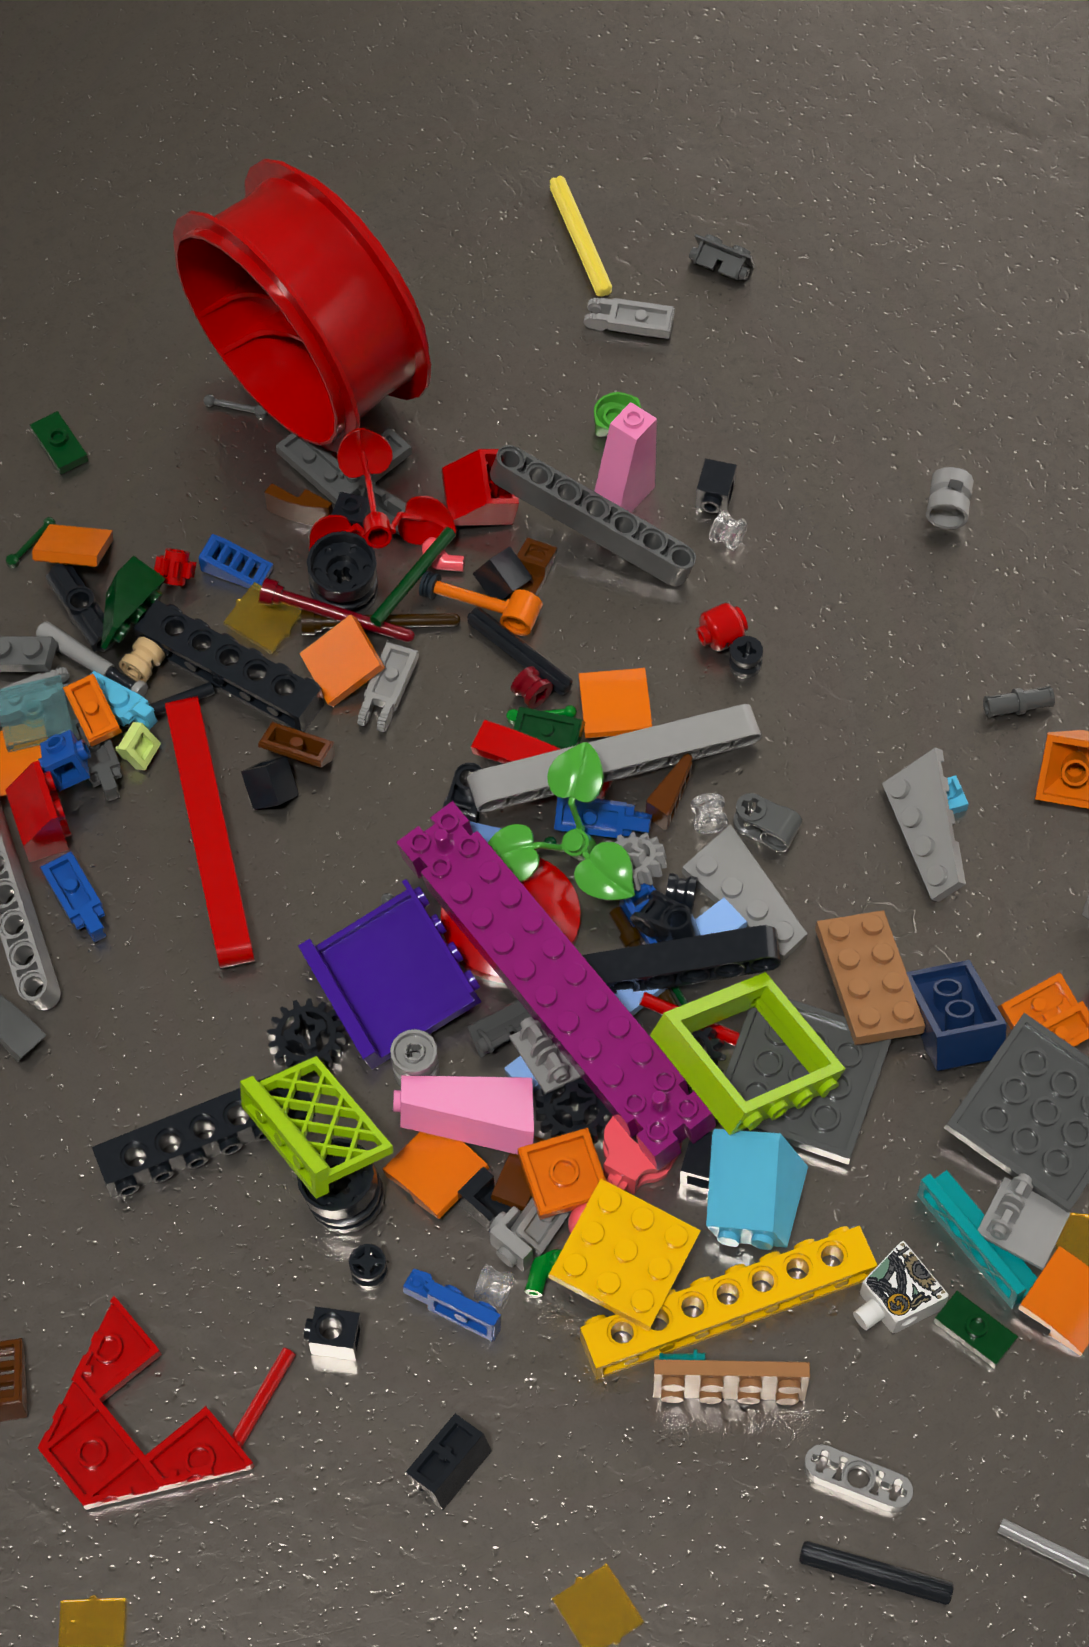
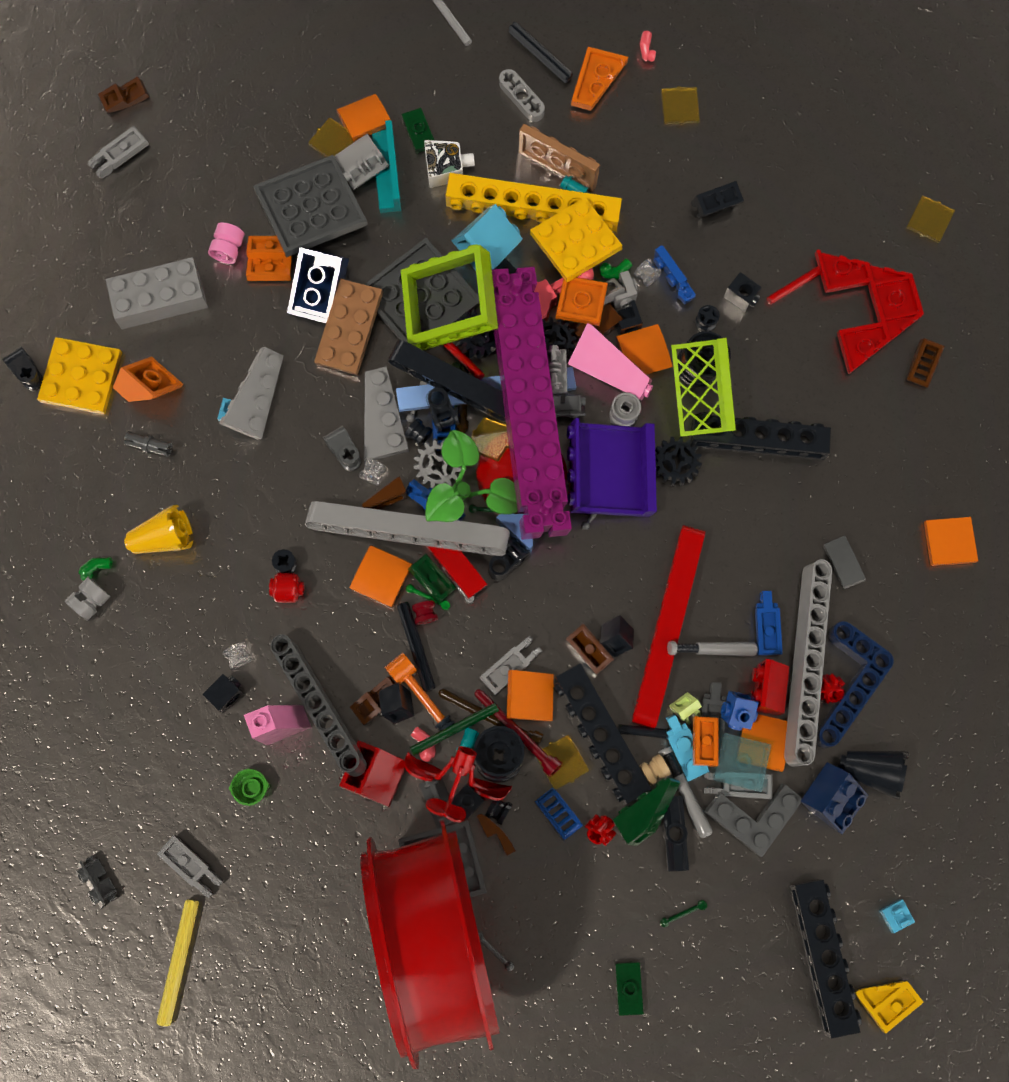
camera: 155 degrees left, 15 degrees up
(72, 545) = (660, 885): orange tile -> none
(123, 832) = (714, 648): none -> light grey piece
(304, 527) = (498, 810): none -> black wheel
(388, 574) = (469, 738): none -> teal pin
(583, 926) = (491, 438): none -> clear yellow piece
(761, 1576) = (596, 76): none -> orange wing
(915, 606) = (161, 533): none -> yellow cone
(975, 541) = (92, 565): none -> green arm

